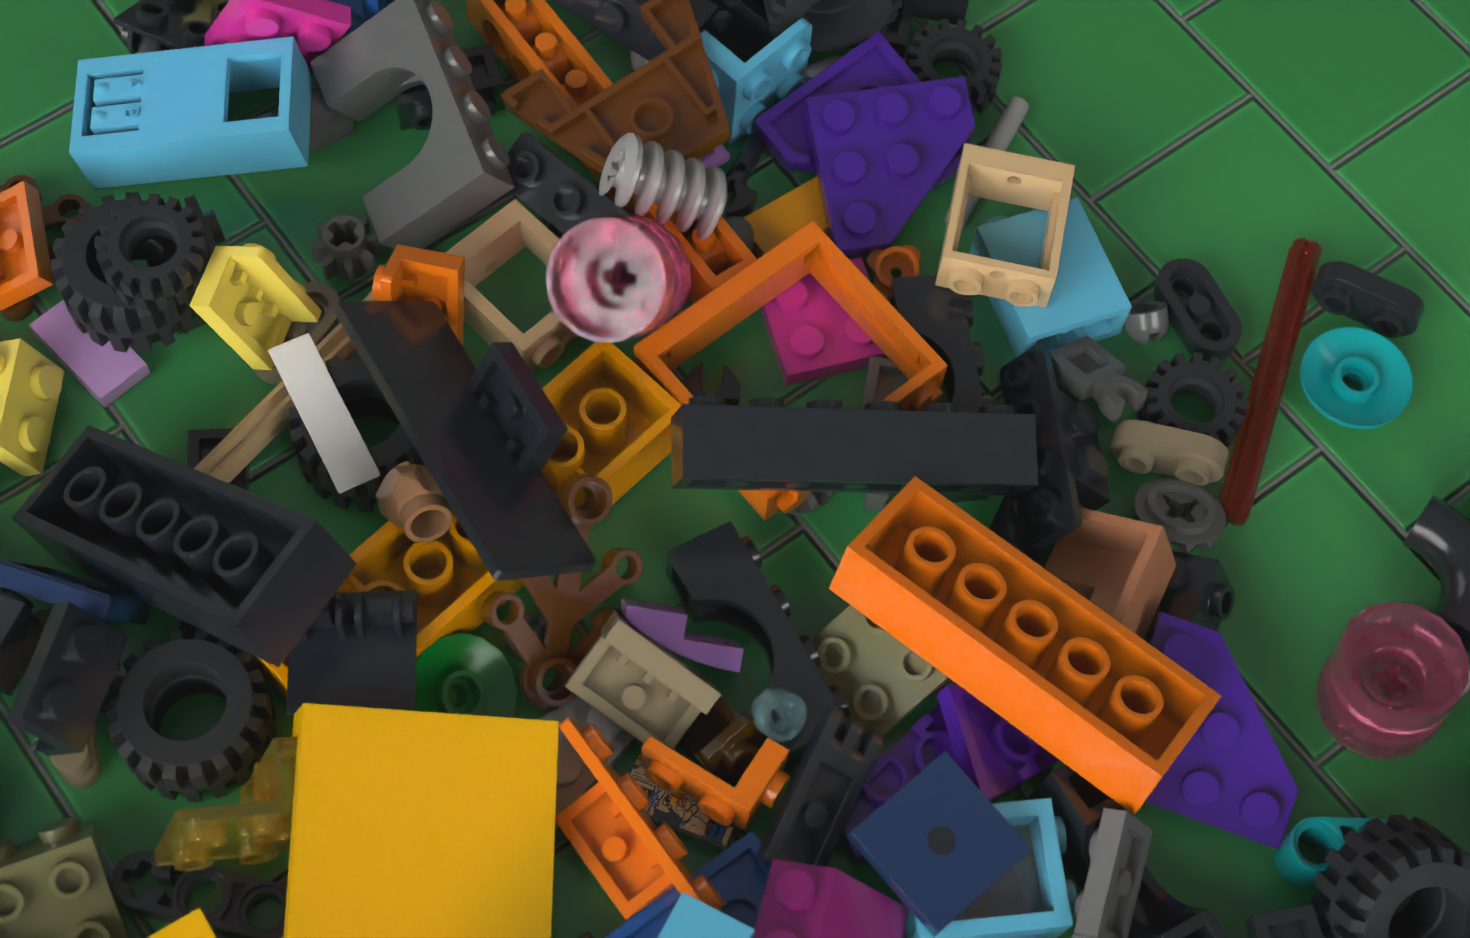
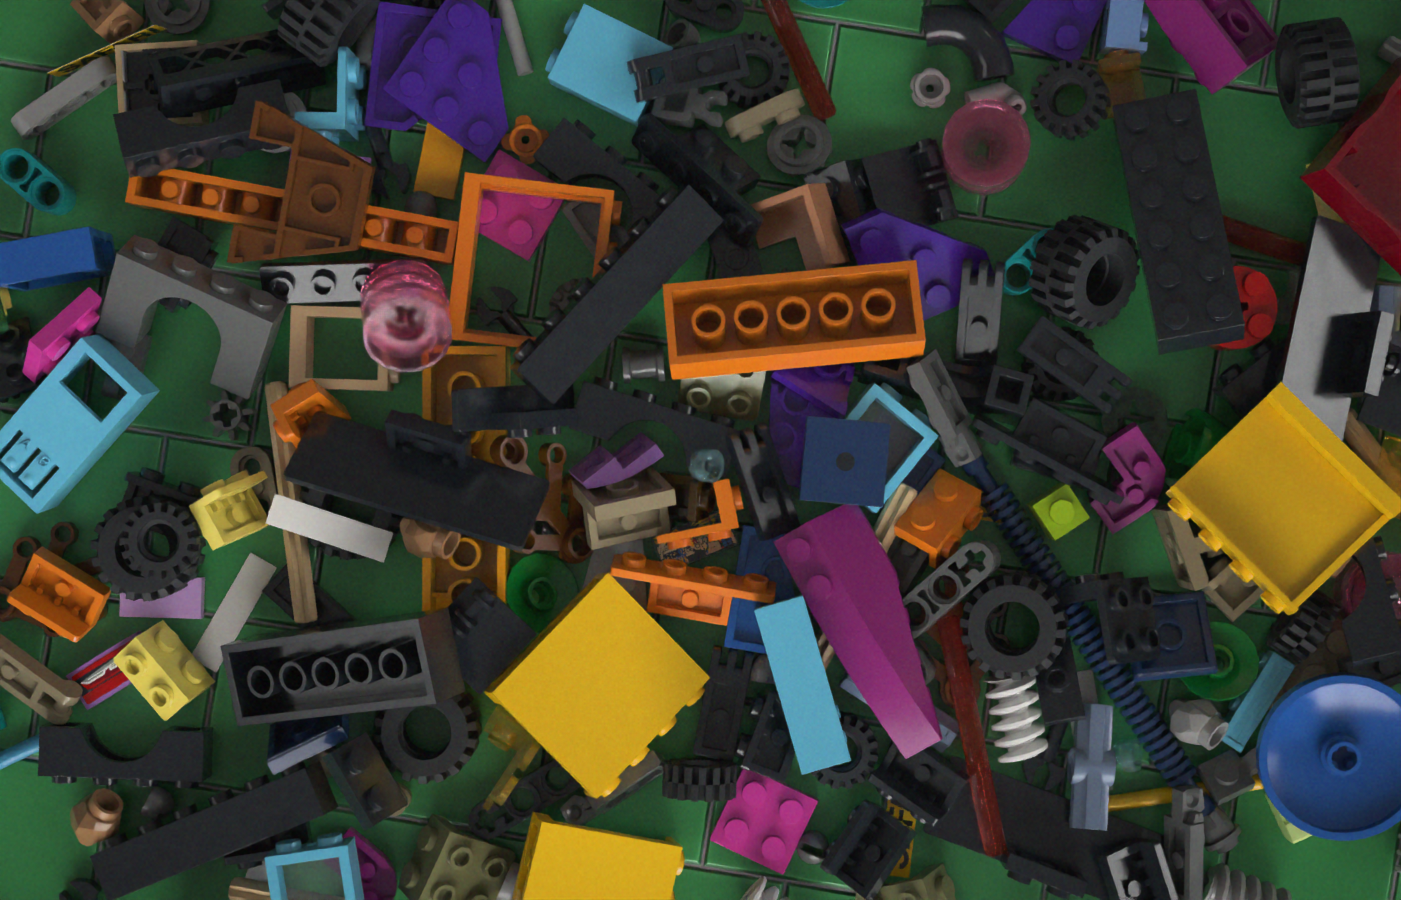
camera: 35 degrees left, 25 degrees up
(150, 425) = (233, 610): none -> white sticker
(630, 460) = (511, 409): none -> black bracket
(665, 181) = (374, 238): light grey piece -> none
(804, 572) = (643, 364): none -> dark grey bush
(1038, 185) = (546, 35): tan window -> none
(1133, 331) = (690, 68): none -> black plate
(1236, 845) = (979, 314): none -> black hinge
(1275, 653) = (911, 183): none -> black hinge
(1380, 574) = (932, 77): none -> light grey plate

